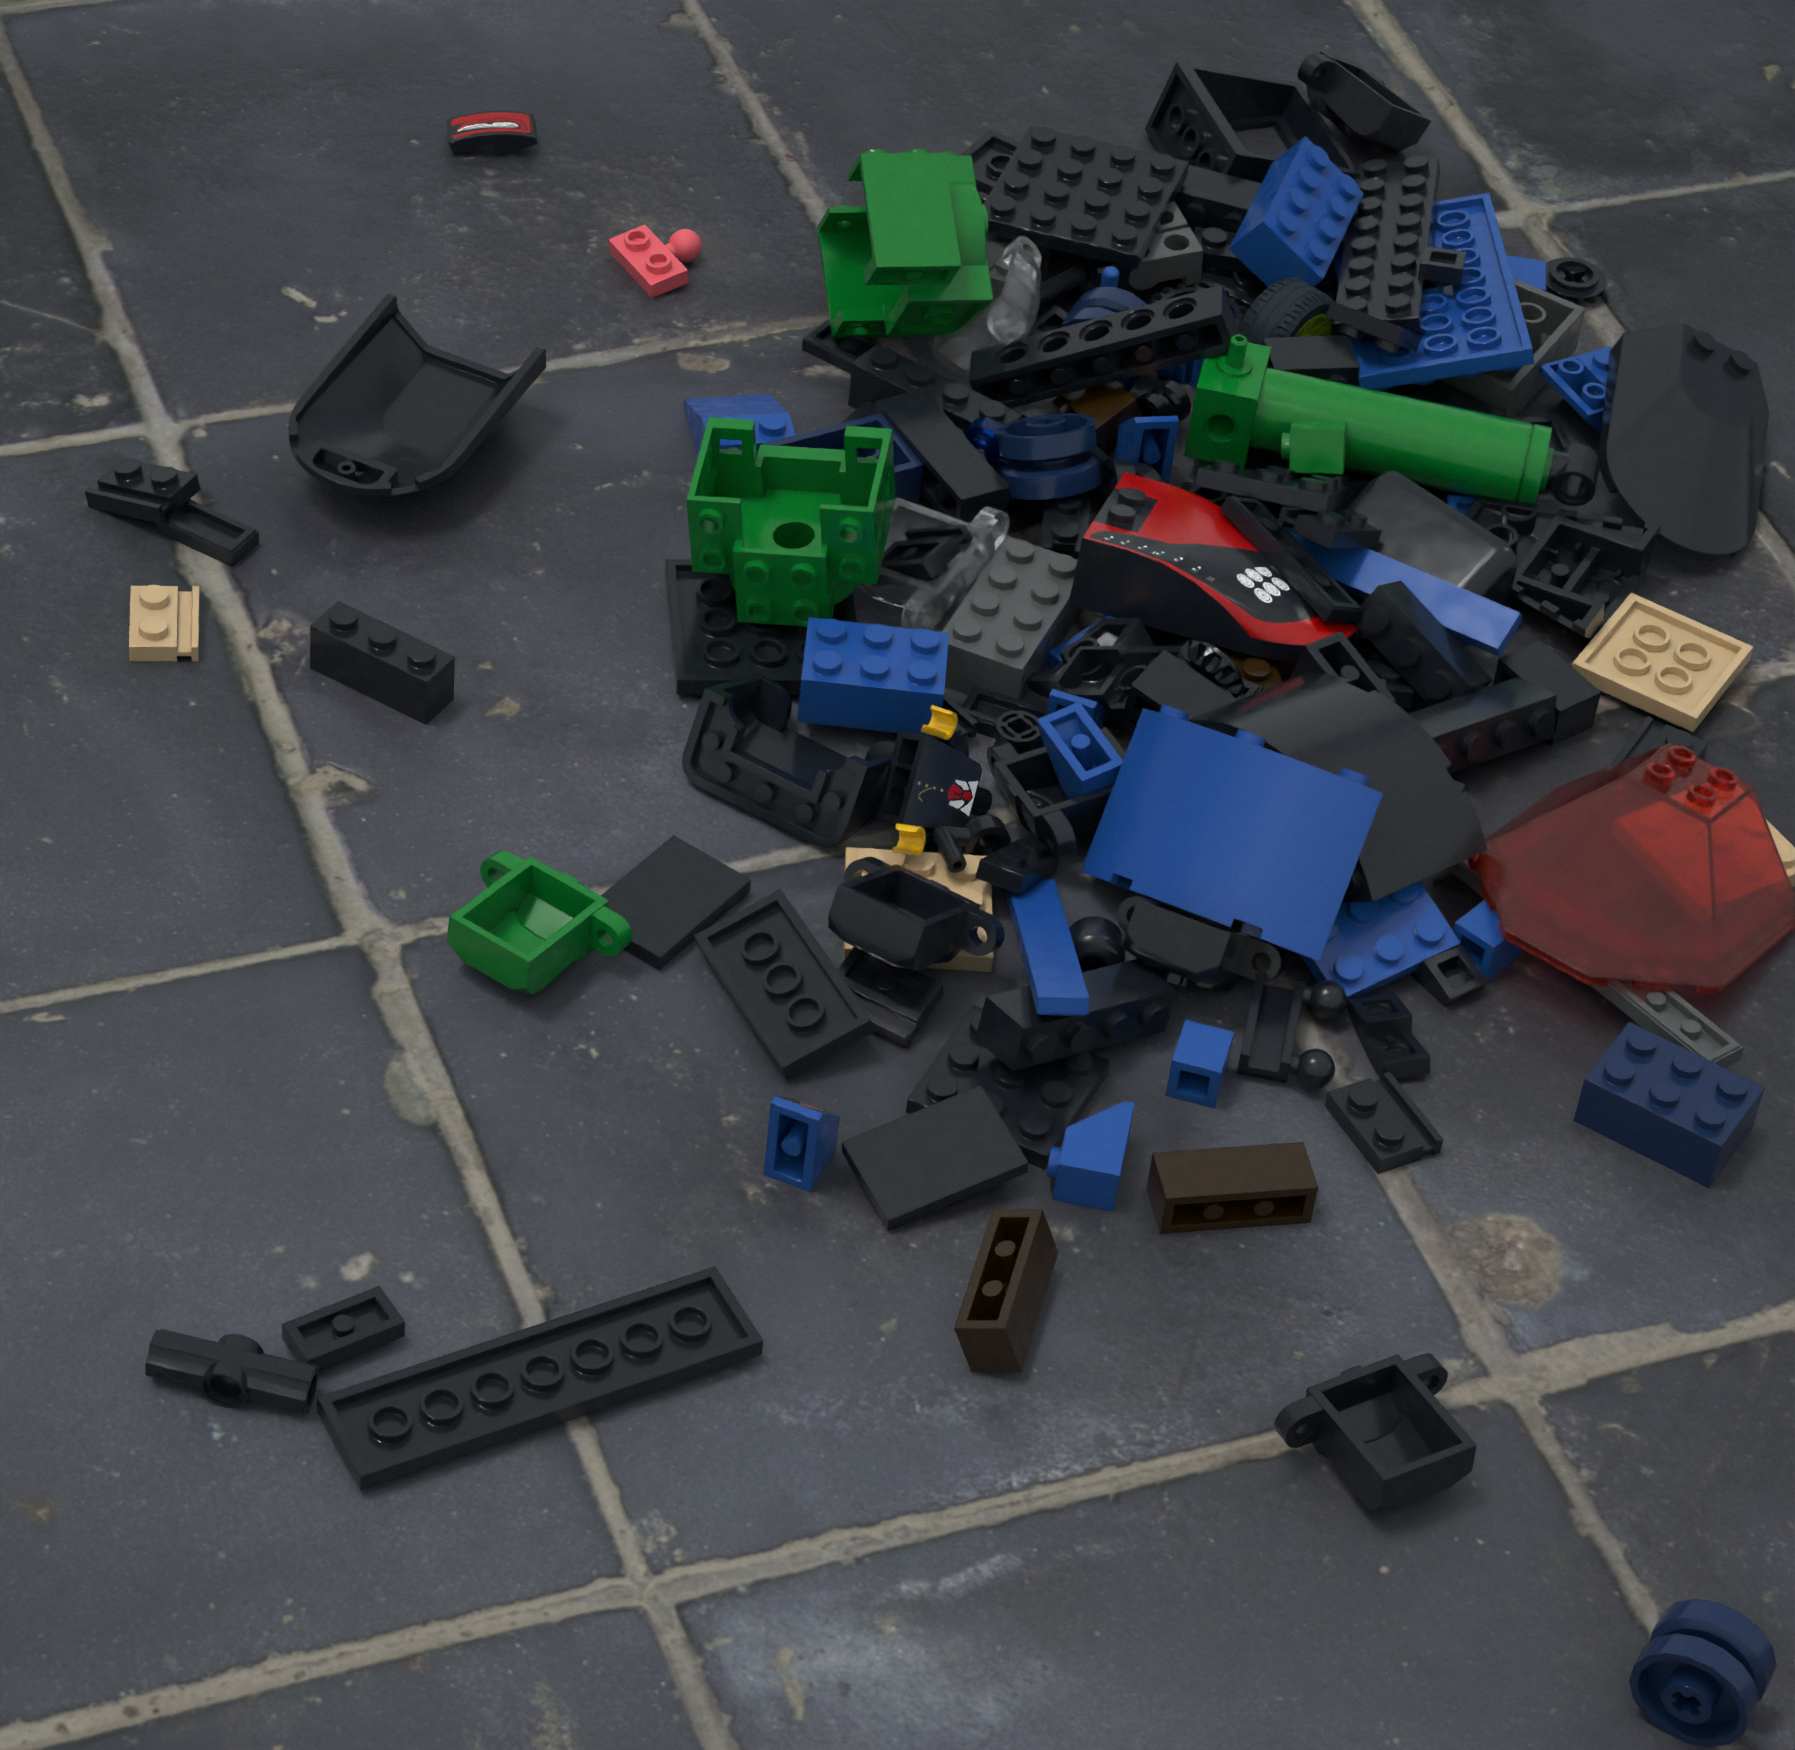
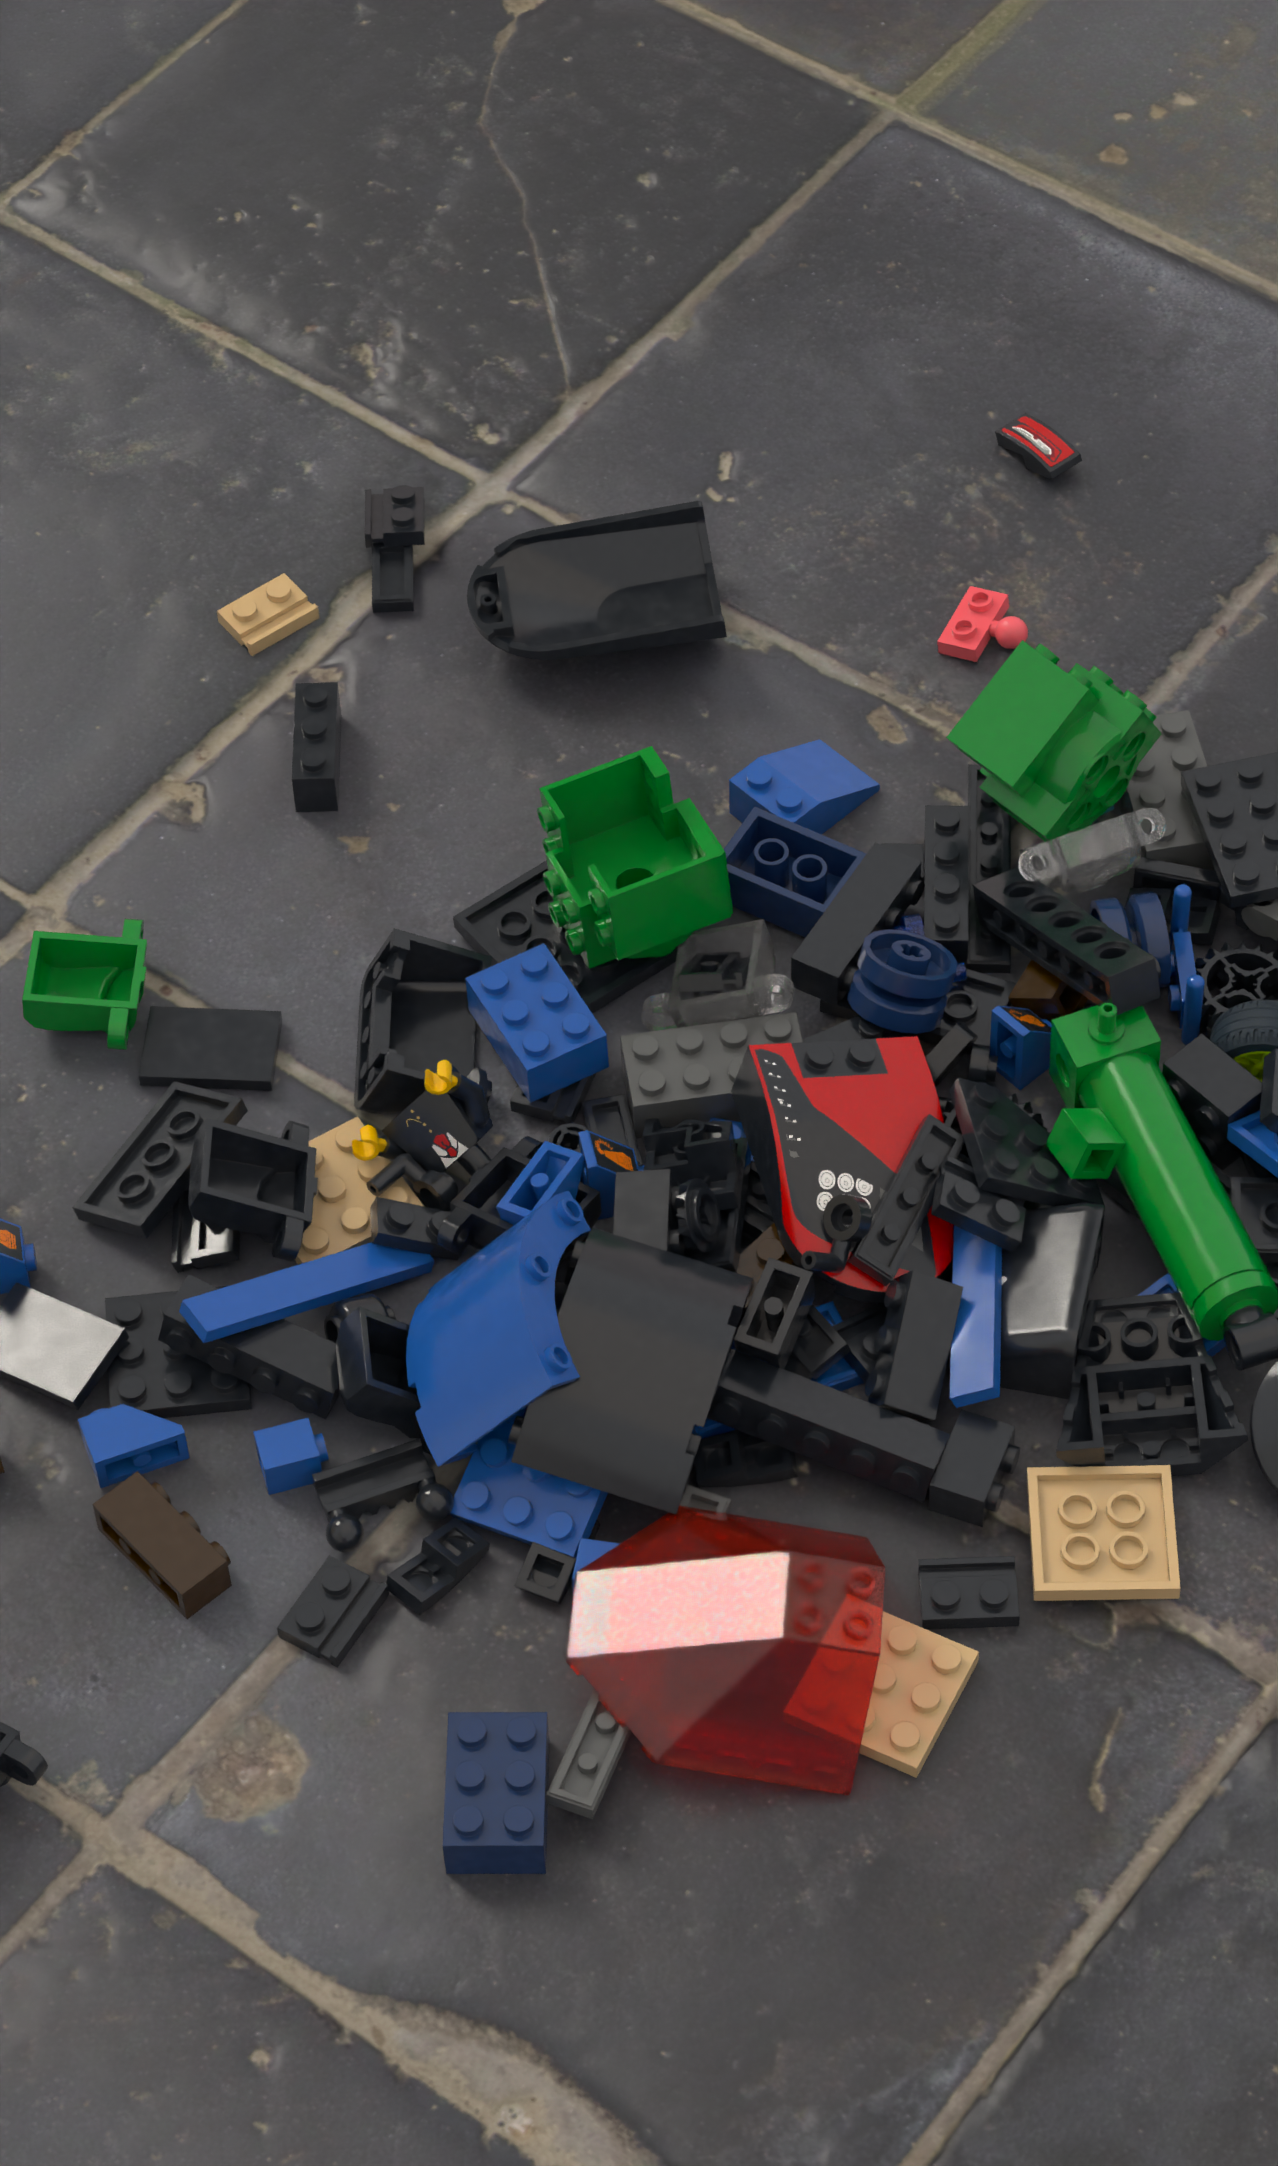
camera: 65 degrees right, 10 degrees up
(1309, 603) = (839, 1227): none -> black plate

